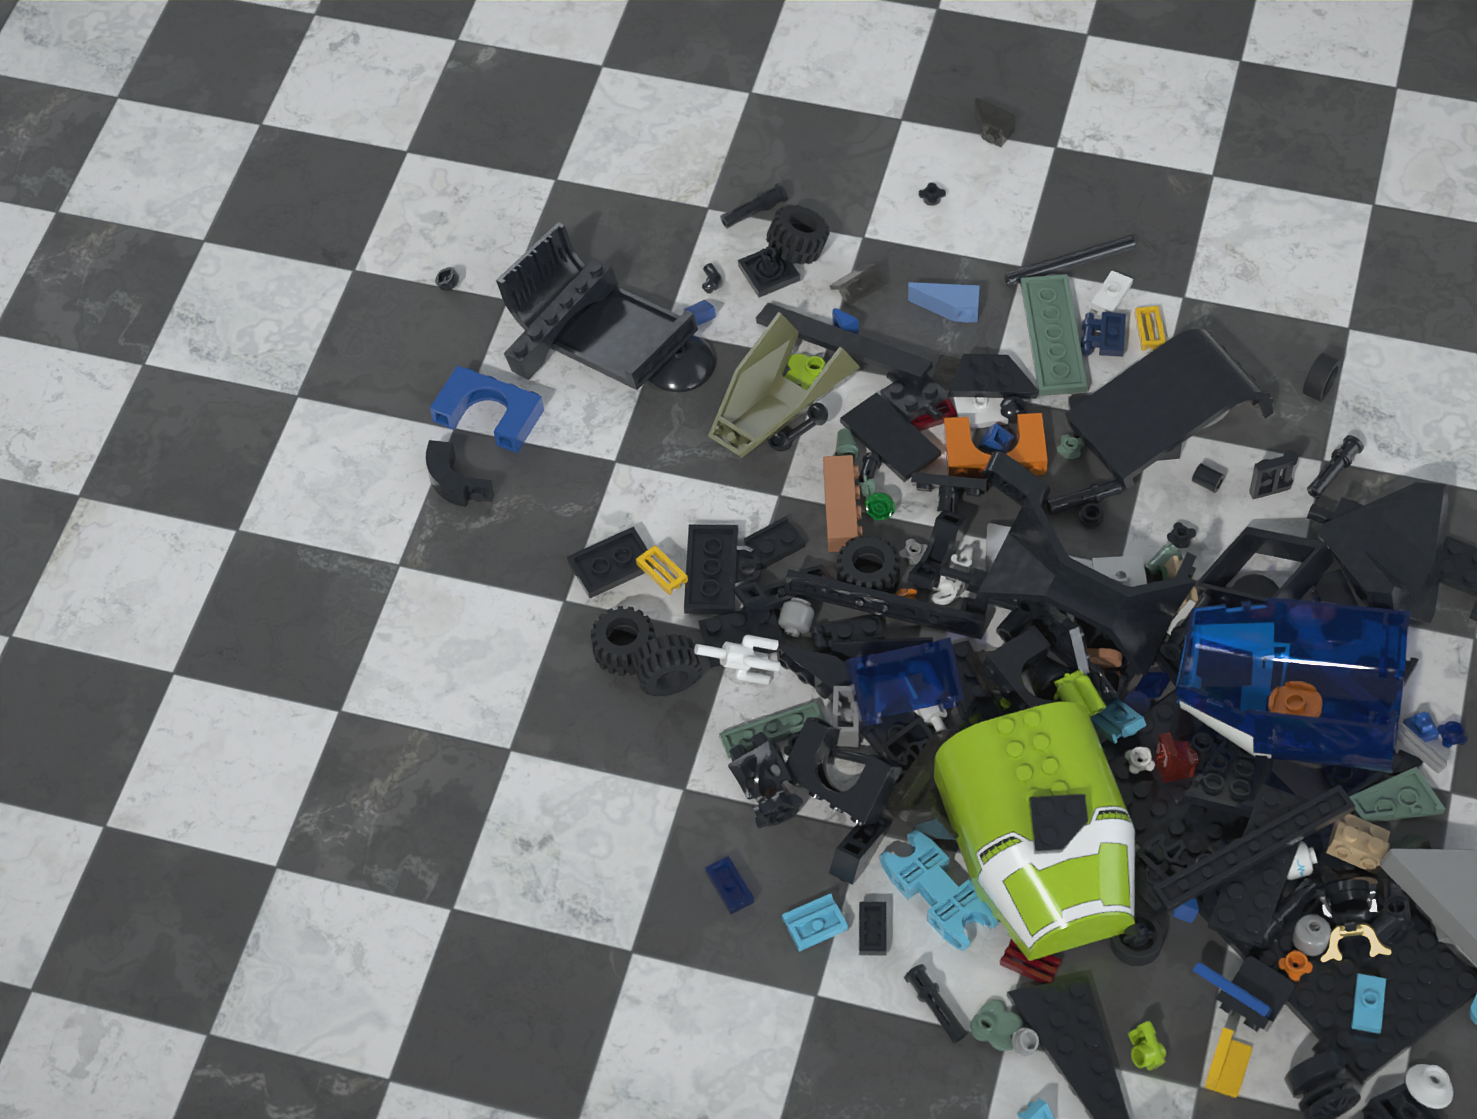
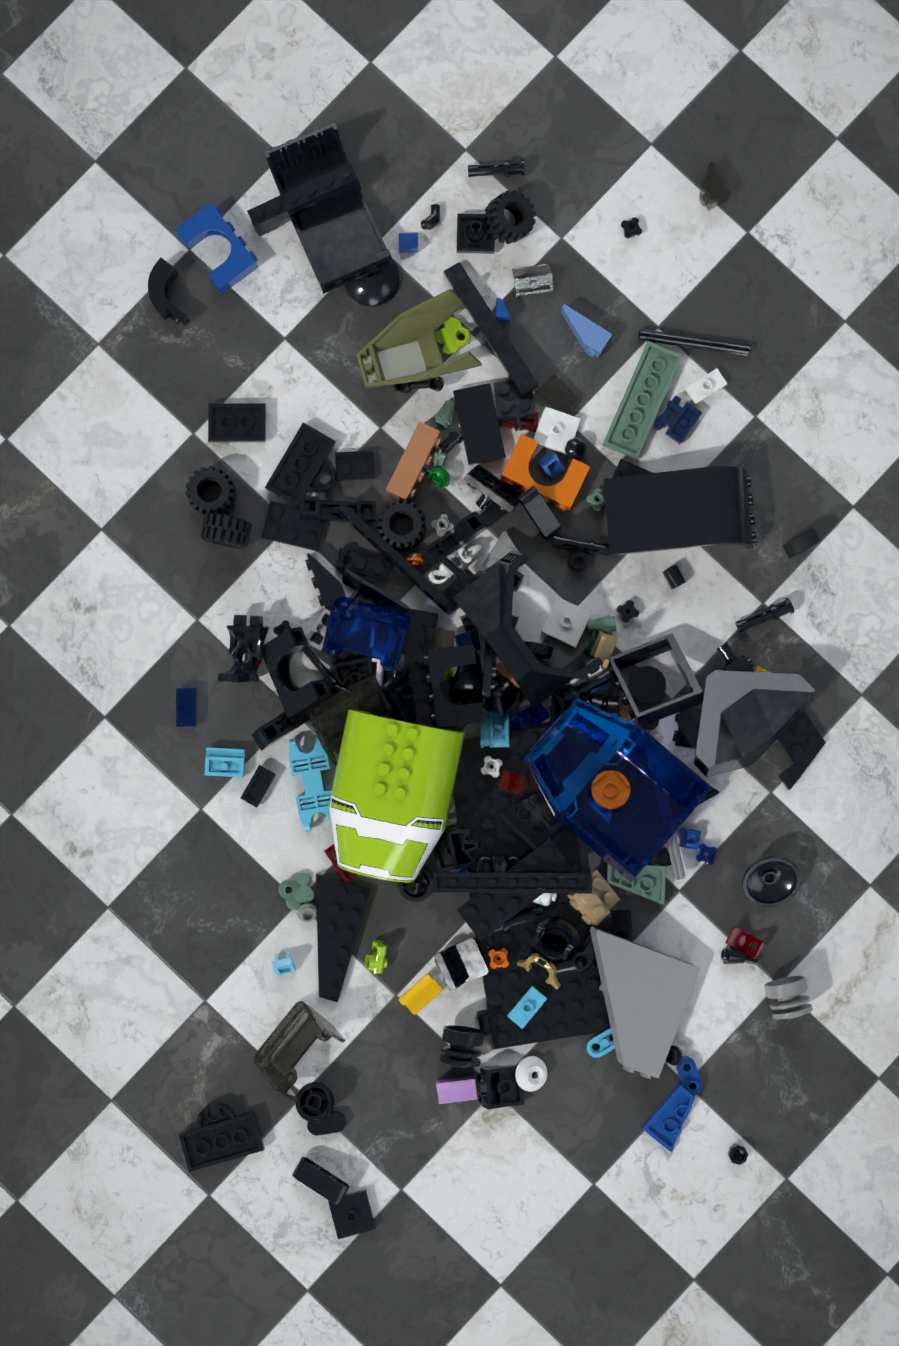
camera: 30 degrees right, 30 degrees up
(447, 279) = (245, 115): black tile -> none
(674, 583) = (268, 466): yellow tile -> none
(743, 657) = (278, 551): white plant -> none
(775, 727) = (275, 608): sand green tile -> none
(796, 617) = (334, 535): light grey head -> none
(926, 993) = (267, 848): black pin -> none
(990, 378) = (574, 414): black wing -> none
(1056, 821) = (384, 815): black plate -> none
(1080, 690) = (469, 713): lime piece -> none
(1152, 343) = (707, 445): yellow tile -> none
(1232, 989) = (449, 954): blue tile -> none
(1267, 478) = (711, 603): black plate -> none
(1312, 935) = (516, 941): light grey head -> none

